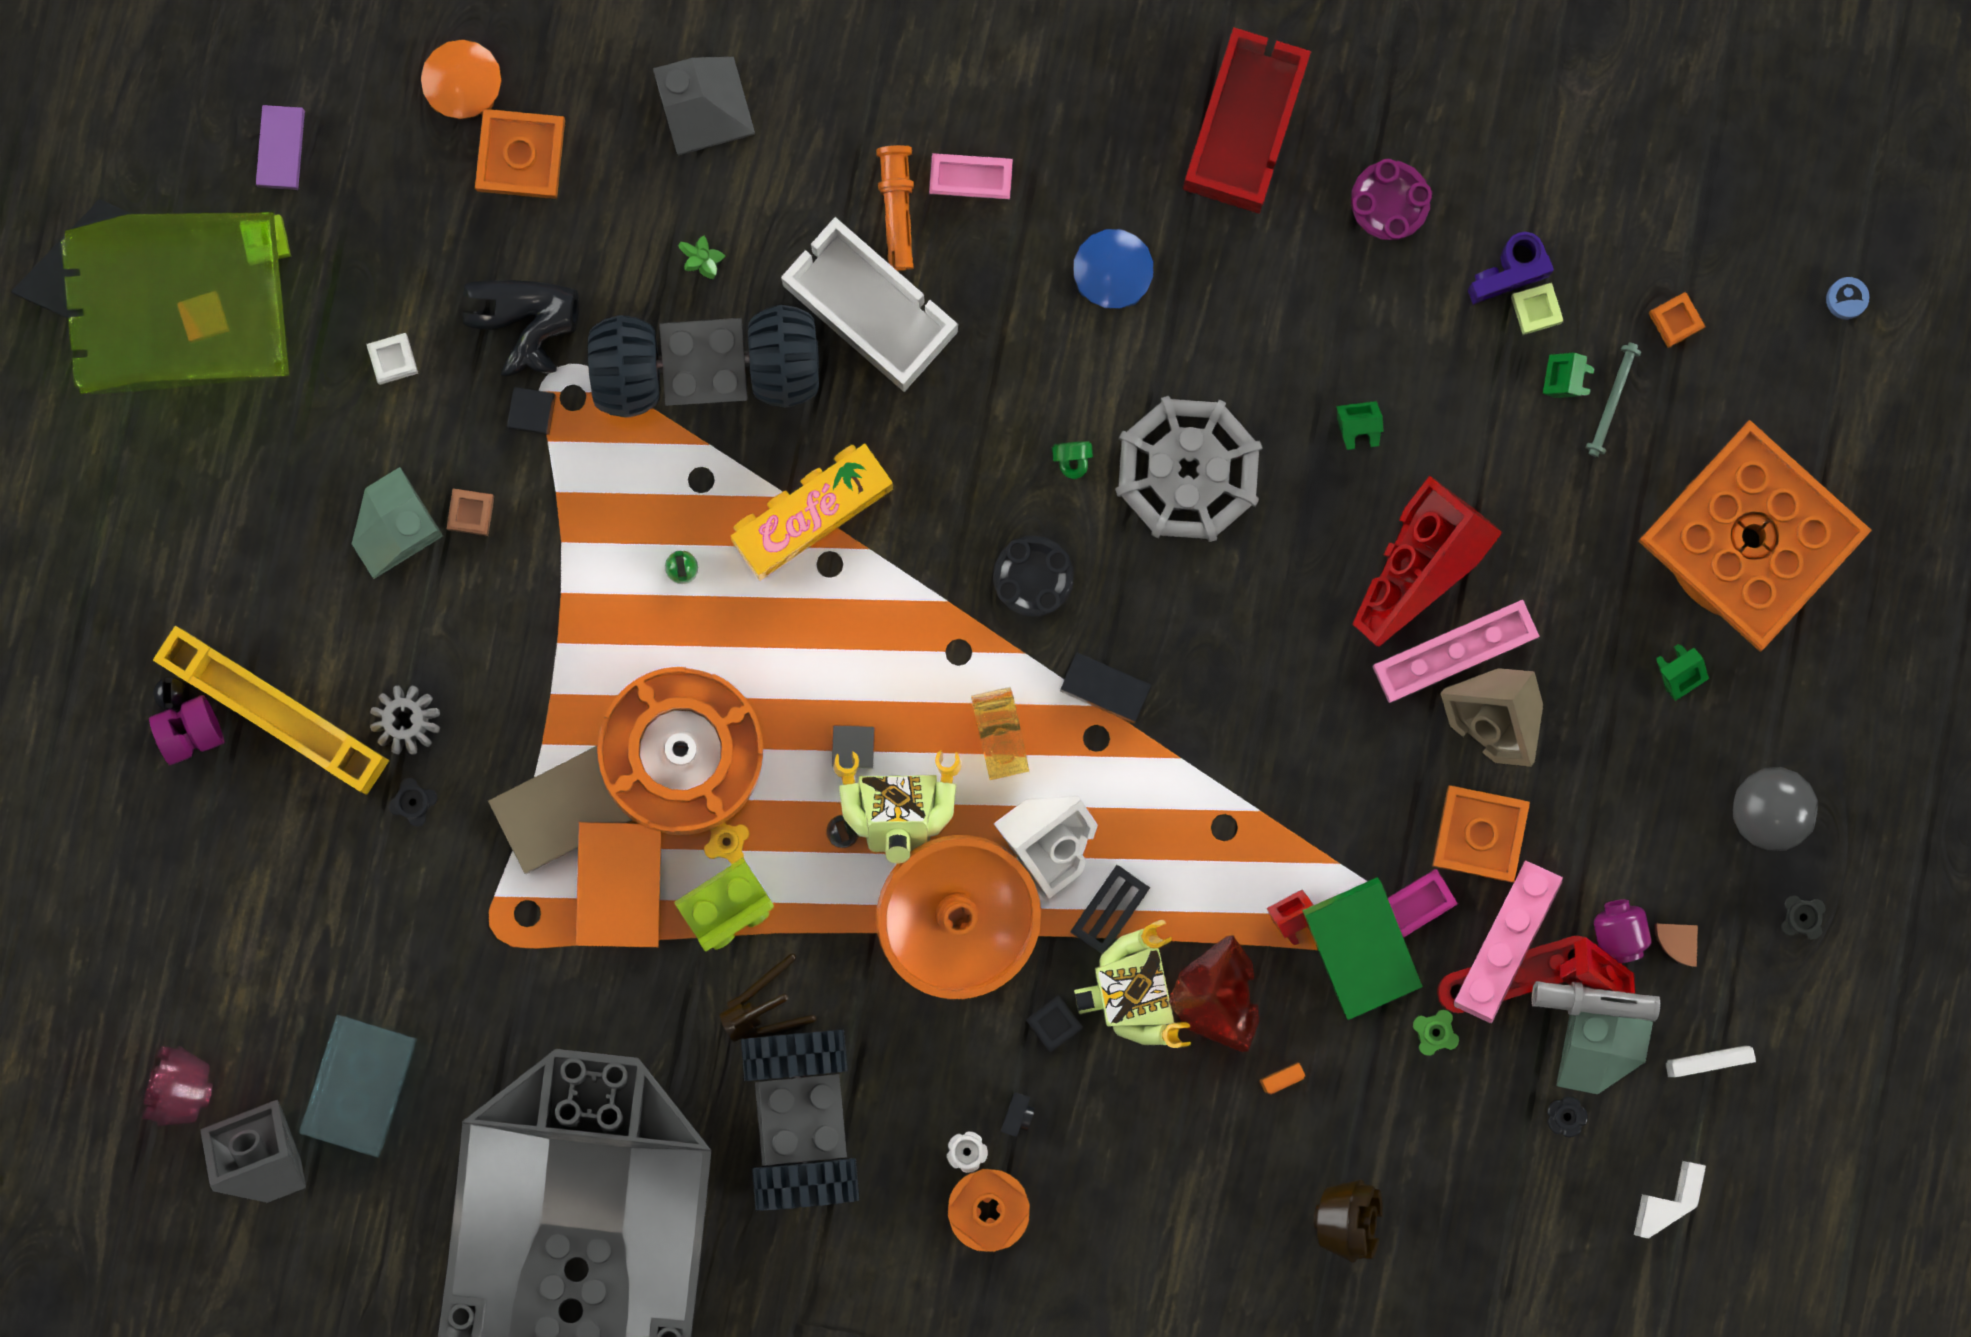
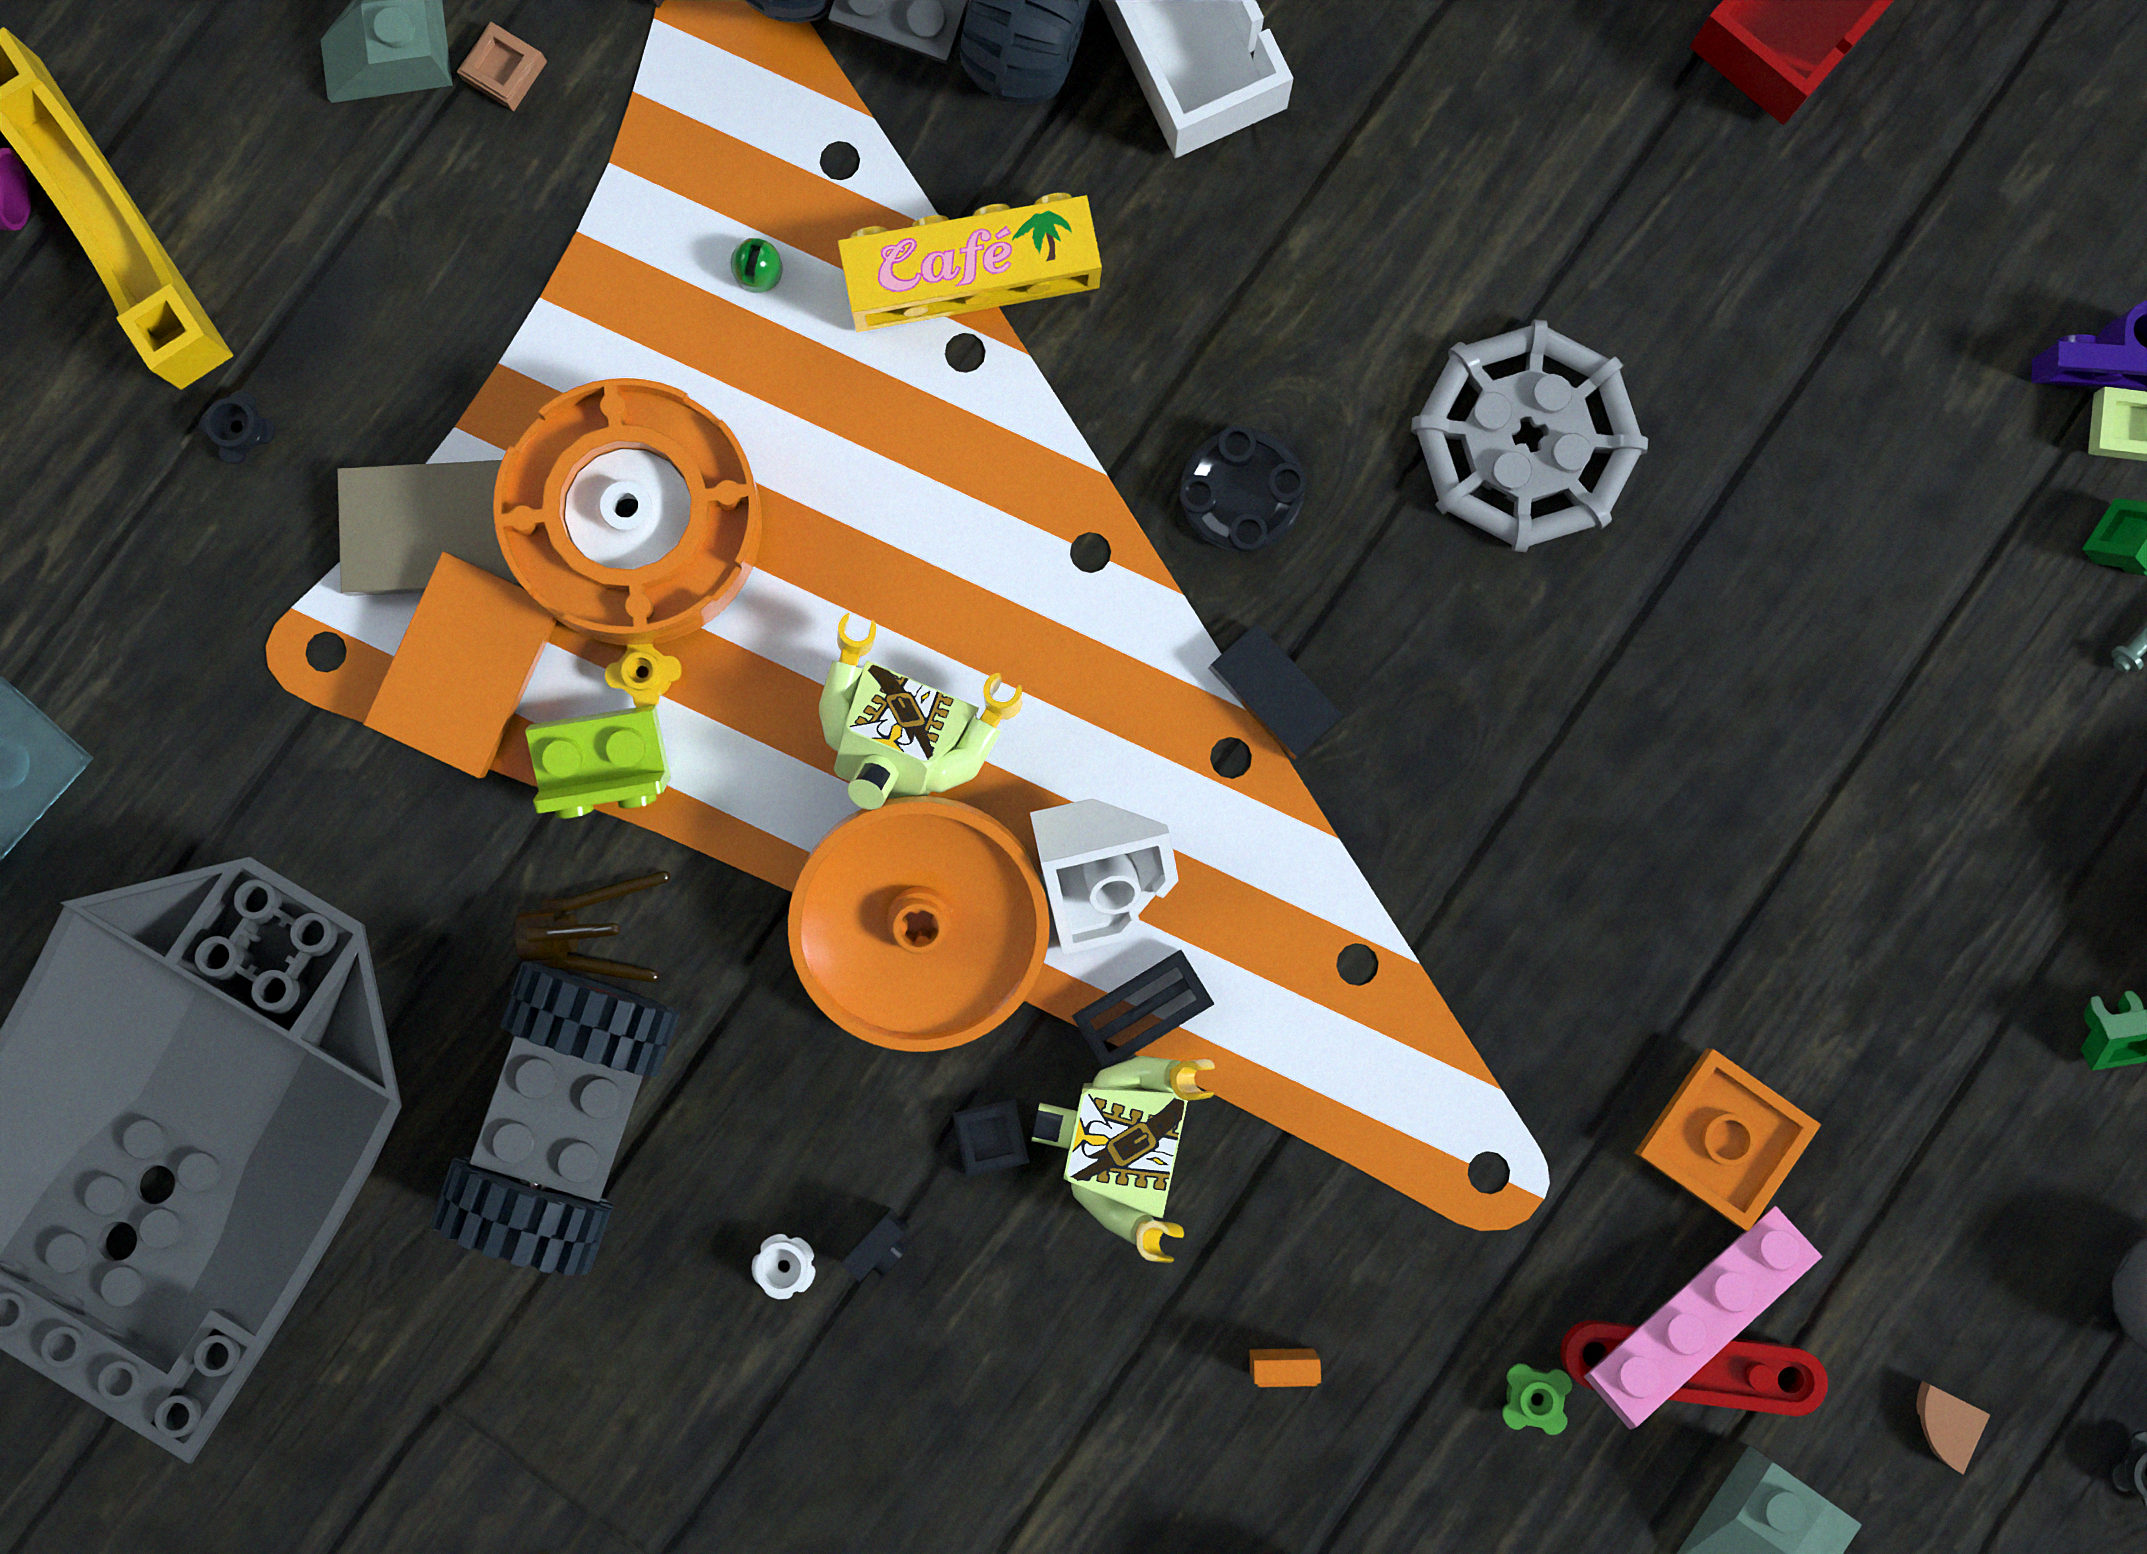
camera: 30 degrees right, 0 degrees up
(418, 718) = (275, 306): light grey gear -> none
(833, 834) = (797, 732): black hinge -> none
(855, 739) = (892, 612): dark grey tile -> none
(1000, 733) = (1096, 689): clear yellow plate -> none
(1012, 1206) = (766, 1402): orange plate -> none
(1073, 451) = (1374, 338): green tile -> none
(1113, 269) = (1543, 114): blue dish -> none
(1216, 996) = (1239, 1203): clear red slope -> none
(1289, 916) = (1405, 1137): red tile -> none
(1360, 419) = (1806, 470): green tile -> none
(1362, 948) = (1485, 1230): green tile -> none
(1390, 200) = (1981, 183): magenta dish -> none
(1421, 902) = (1578, 1200): dark pink tile -> none
(1433, 551) = (1837, 698): red wedge -> none
(1455, 651) = (1803, 859): bright pink plate -> none
(1500, 712) = (1829, 977): dark tan slope -> none
(1596, 969) = (1823, 1425): red hinge -> none
(1597, 1001) = (1781, 1457): light grey pin -> none
(1622, 931) = (1877, 1375): magenta head -> none

